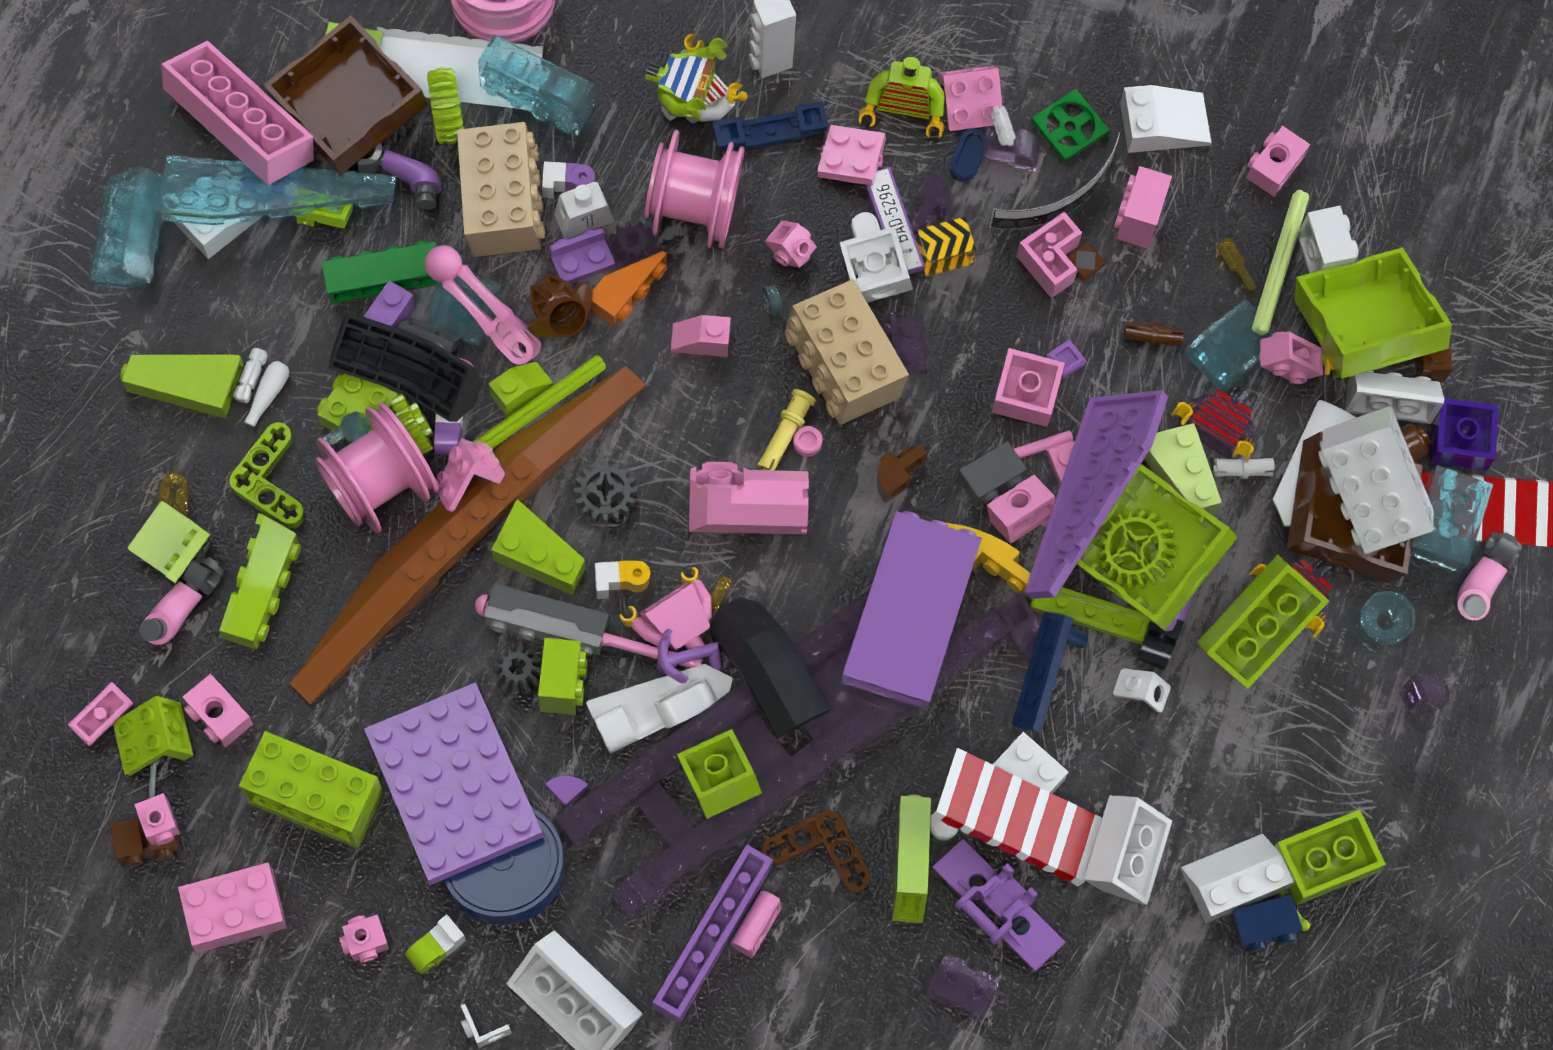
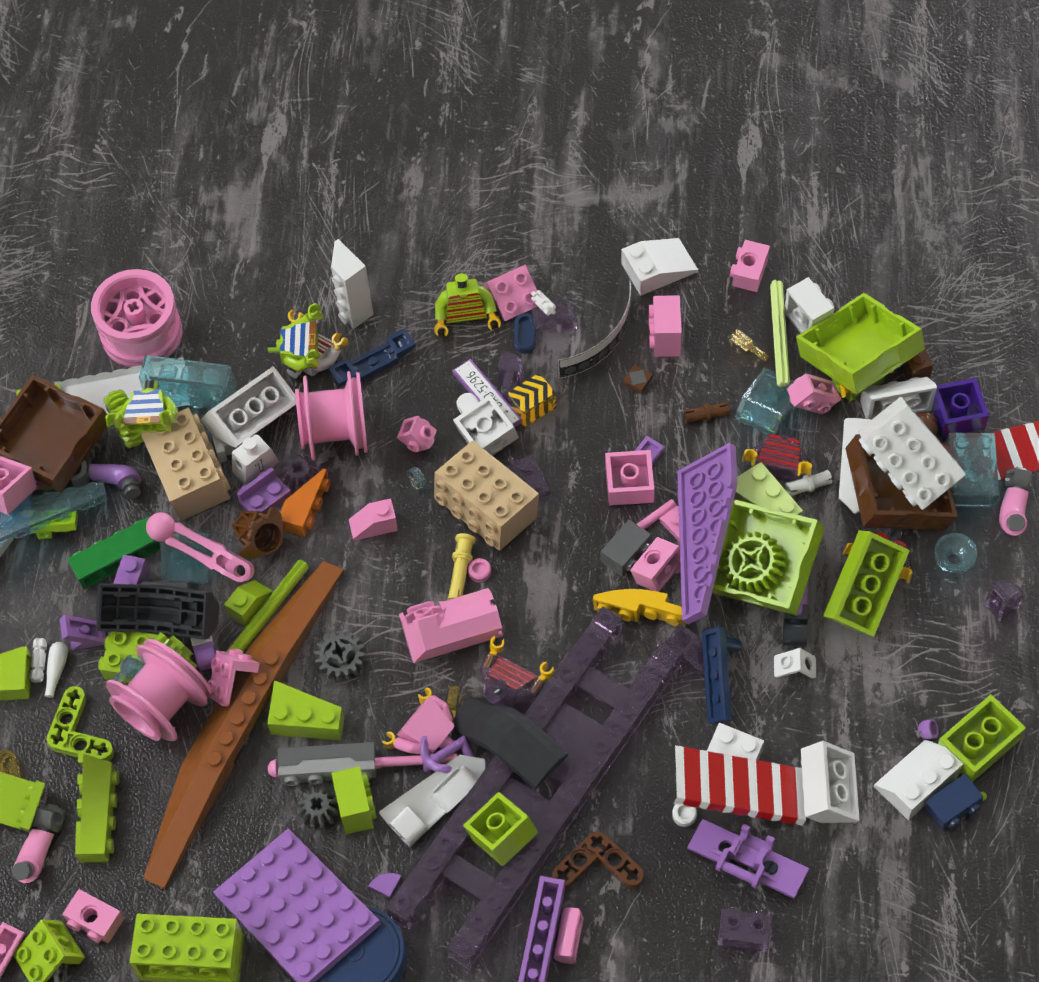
camera: 10 degrees left, 10 degrees down
(309, 359) = (81, 632): none -> medium lavender slope
(470, 110) = (145, 411): none -> torso
(600, 145) = (250, 408): none -> white slope
(621, 575) = (373, 712): leg -> none
(793, 594) = (508, 681): none -> clear purple torso
(851, 155) = (439, 359): bright pink plate -> none
(894, 473) = (553, 570): reddish brown brick -> none
(911, 609) = (603, 661): medium lavender brick -> none
(912, 859) = (670, 847): lime slope -> none
(1046, 253) = (608, 380): bright pink brick -> none
(1088, 114) = (601, 278): green piece -> none
(1095, 614) = (740, 622): lime tile -> none
(1271, 823) = (928, 729): none -> medium lavender hinge

